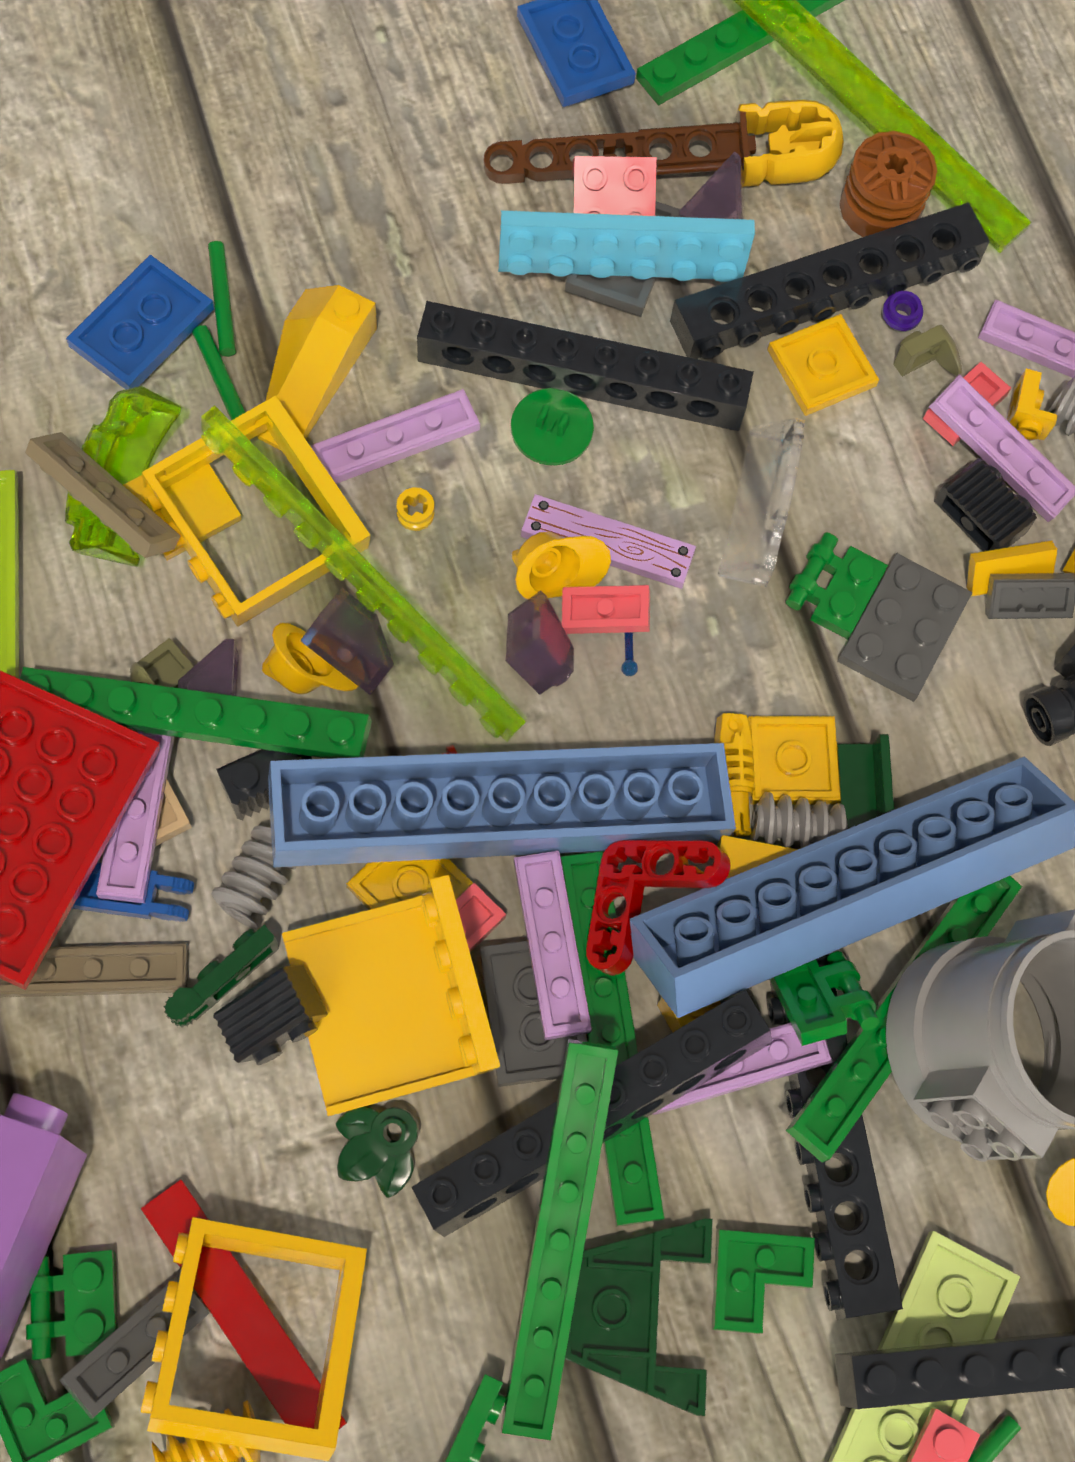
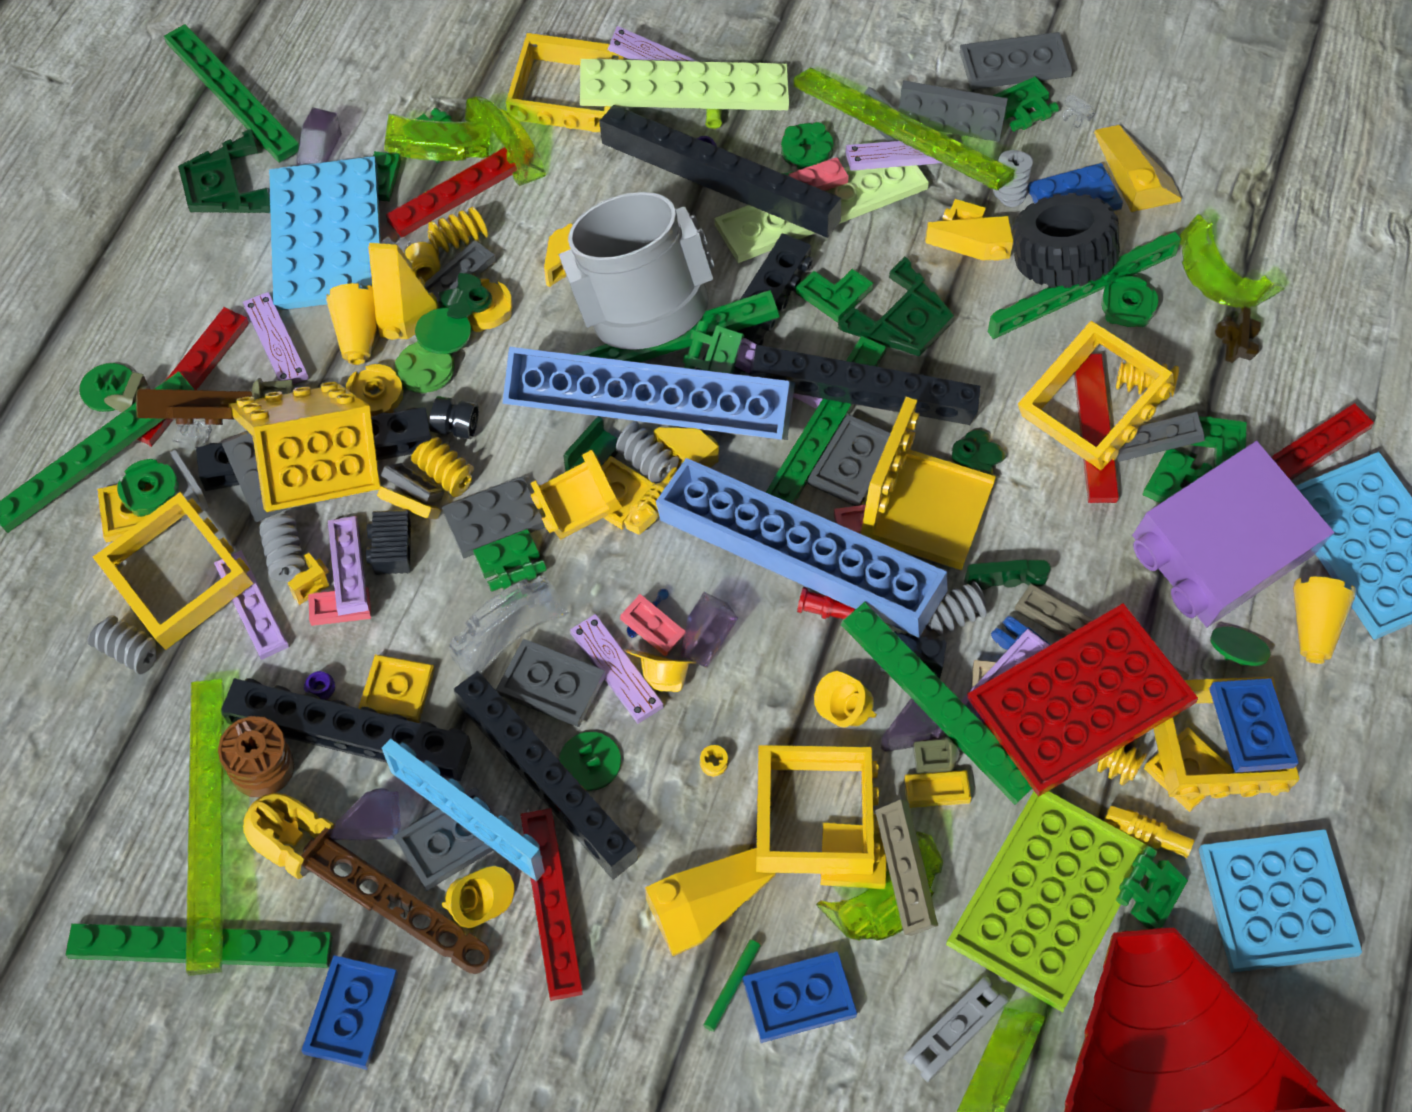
camera: 135 degrees left, 10 degrees down
(135, 641) = (937, 789): none -> yellow tile
(218, 371) = (772, 924): green bar -> none
(270, 1014) = (994, 532): black brick -> none
(347, 562) = (789, 728): clear neon green plate -> none
(351, 641) = (813, 698): slope -> none
(397, 436) = (692, 815): lavender tile -> none
(464, 250) = (553, 910): none -> red plate
(547, 188) = (479, 896): none -> yellow piece
(552, 945) = (826, 470): lavender tile -> none
(559, 1239) = (919, 342): green plate -> none
(614, 185) = (429, 865): bracket -> none
(631, 883) = (760, 470): red beam -> none
(663, 469) = (551, 682): none -> dark grey plate
(829, 702) = (576, 497): none -> yellow panel
(925, 347) = (332, 651): olive plate -> none
(1016, 637) = (443, 466): none -> yellow piece

